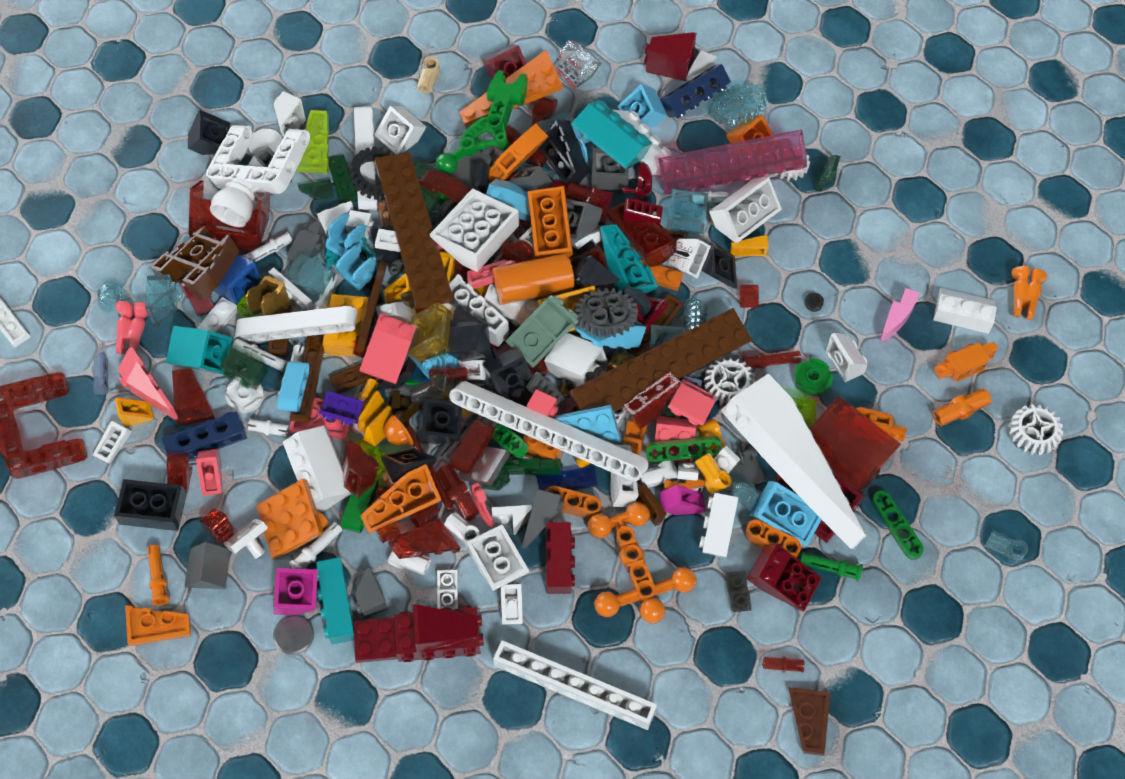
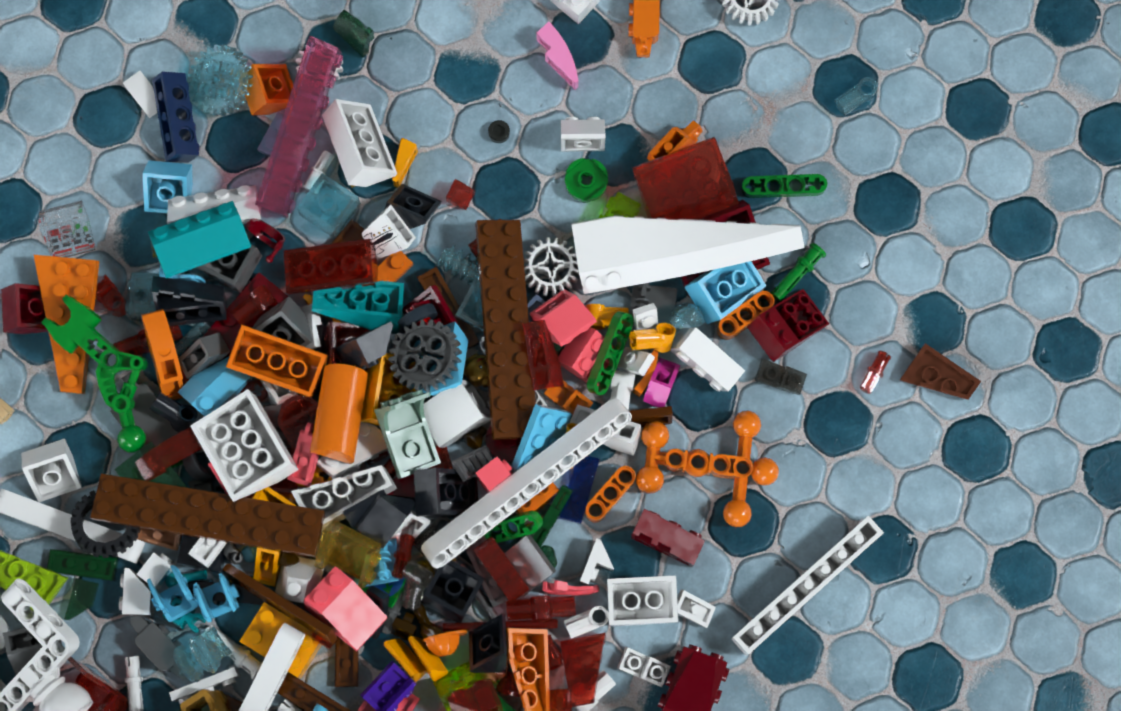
camera: 65 degrees left, 15 degrees up
(368, 391) = (376, 653): light orange pin -> none
(544, 510) = (615, 532): dark grey slope -> none
(633, 209) = (306, 249): dark red slope -> none
(670, 55) = (116, 119): dark red slope -> none
(762, 360) = (543, 220): clear red pin -> none
(962, 407) = (691, 52): orange piece -> none

